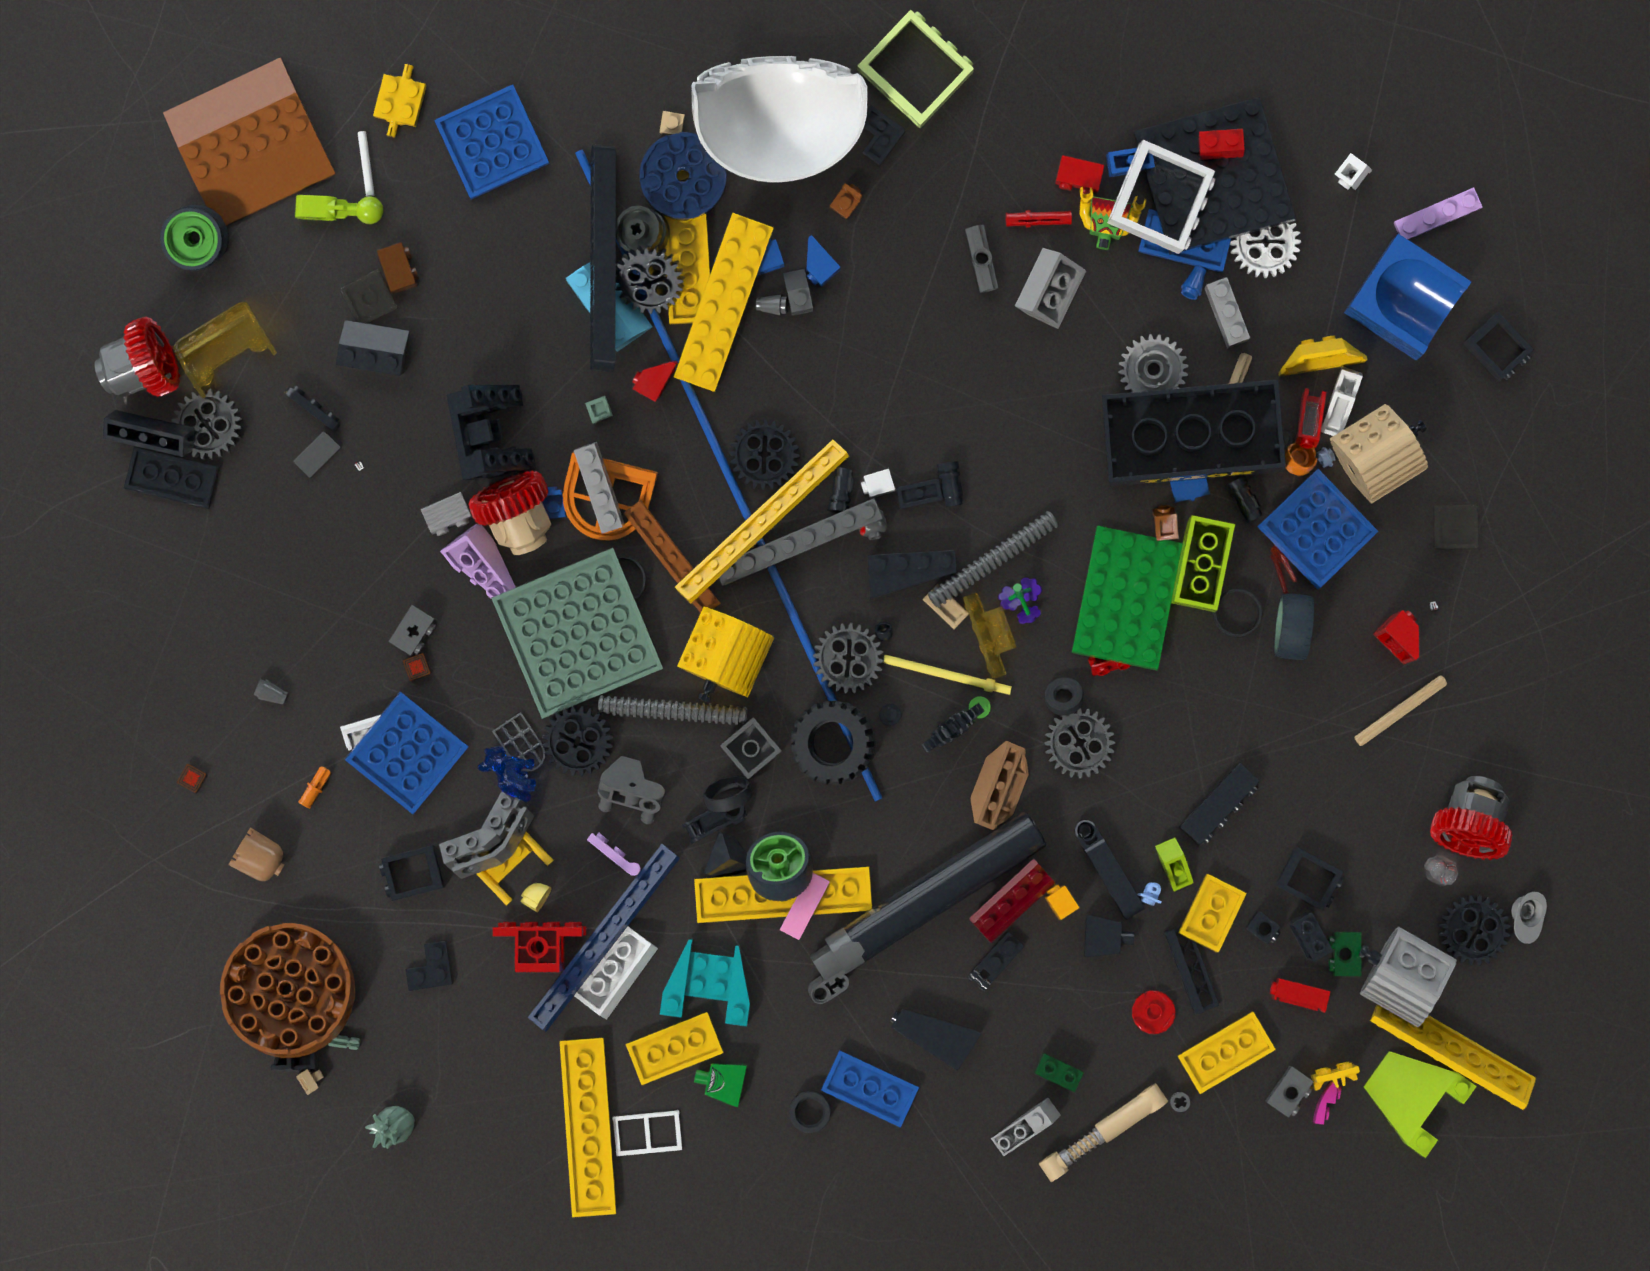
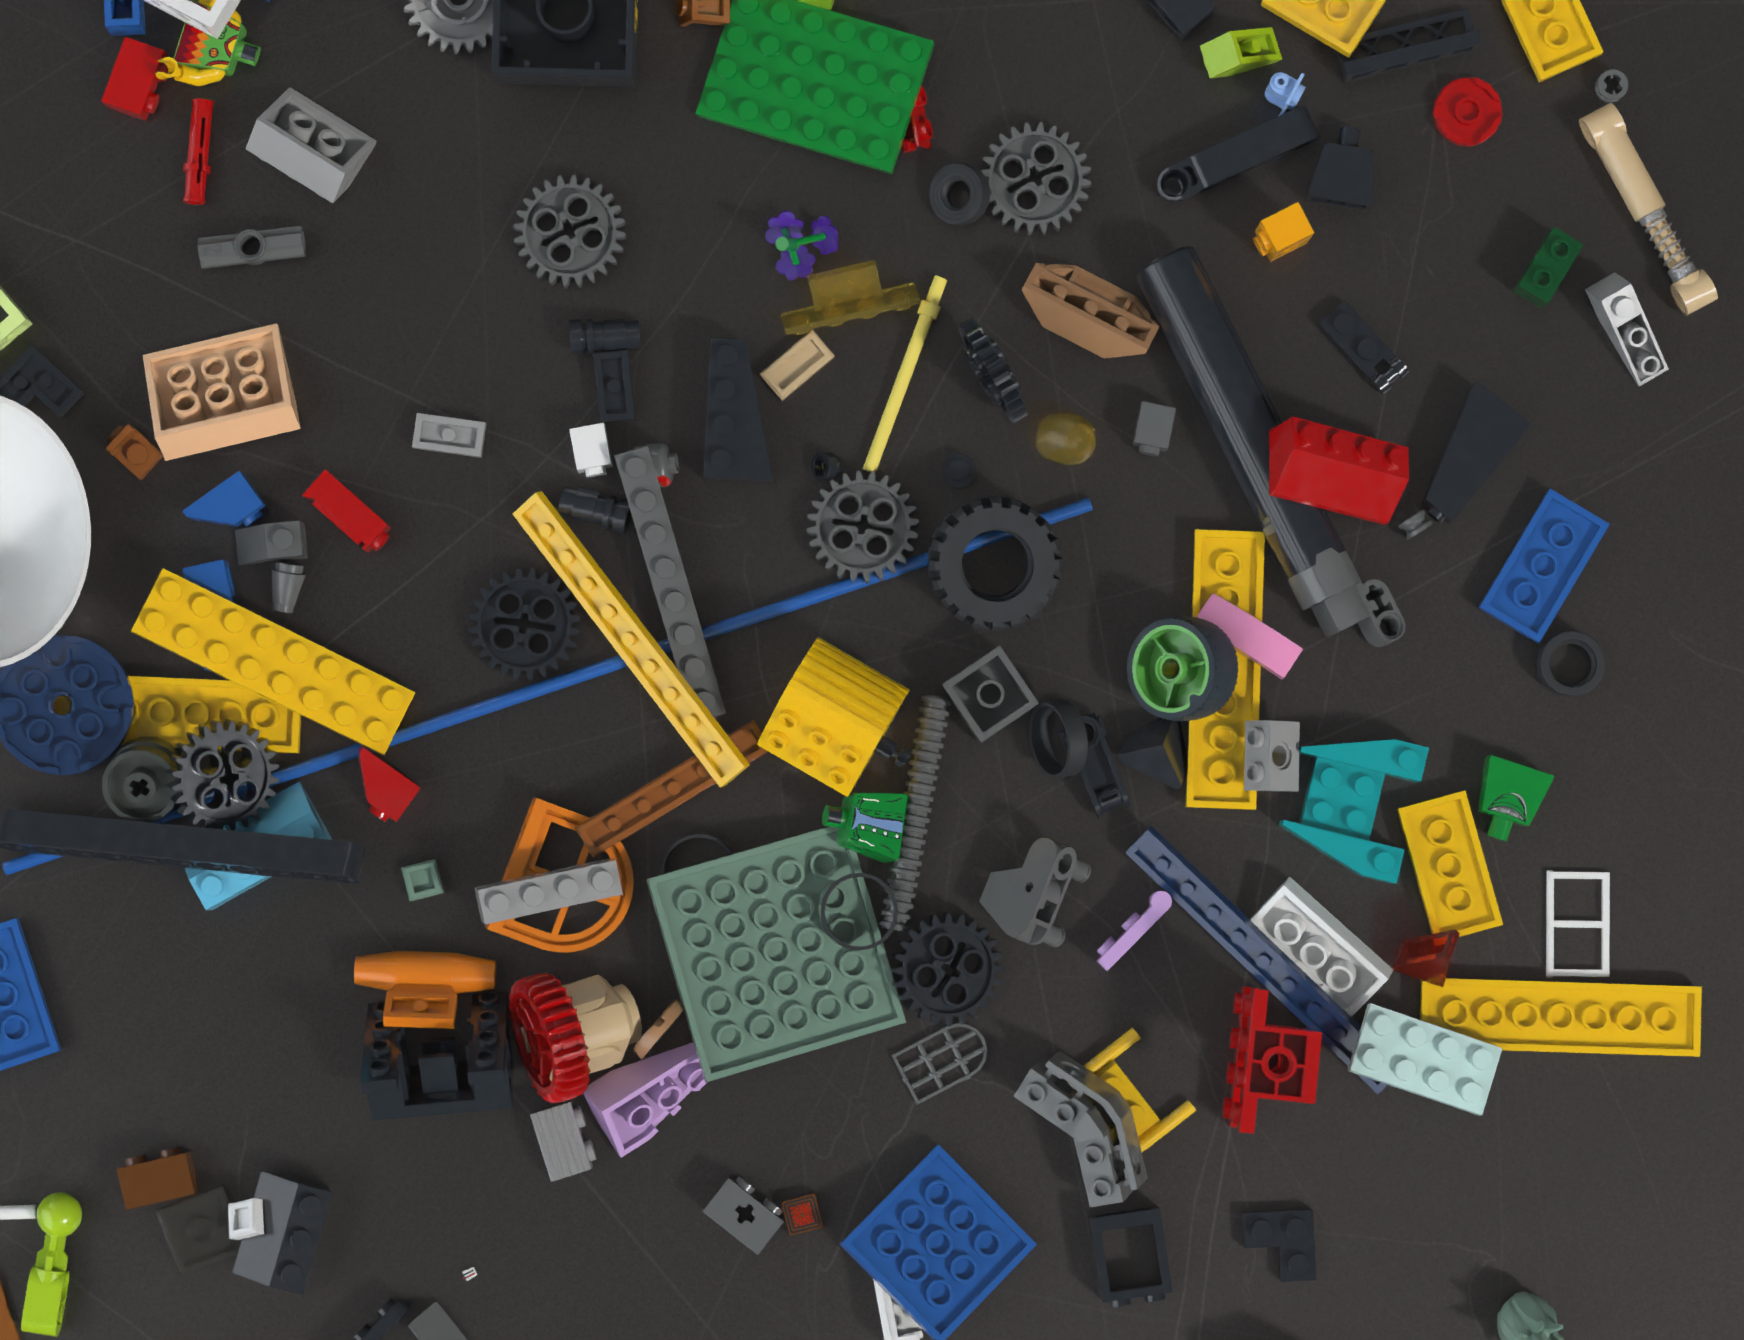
camera: 85 degrees left, 0 degrees up
(378, 324) = (246, 1218): none -> white tile
(509, 772) = (988, 1082): clear blue animal -> none
(521, 565) = (658, 1029): none -> medium nougat tile
(533, 417) = (423, 984): none -> orange plate
(535, 896) = (1186, 1061): light yellow piece -> none
(552, 1043) = (1424, 1059): none -> light aqua plate
(554, 503) = (565, 966): blue bracket -> none
(606, 659) = (823, 917): none -> black tyre
(616, 1039) = (1427, 956): none -> clear red slope
(662, 682) = (869, 824): none -> green torso
(731, 928) = (1271, 756): none -> light grey brick
(822, 337) = (348, 512): none -> red window
(877, 394) = (449, 435): none -> light grey plate
(887, 1005) = (1415, 524): none -> dark grey bush
(889, 250) = (220, 392): none -> light nougat slope
(913, 950) = (1337, 469): none -> red slope
(917, 780) = (1066, 438): none -> clear yellow hair
(929, 833) = (1153, 428): none -> dark grey brick
(983, 702) = (951, 328): bright green plate -> none
(993, 559) = (730, 279): dark grey piece -> none
(996, 465) = (583, 259): none -> dark grey gear
(1012, 901) = (1274, 308): dark red brick -> none

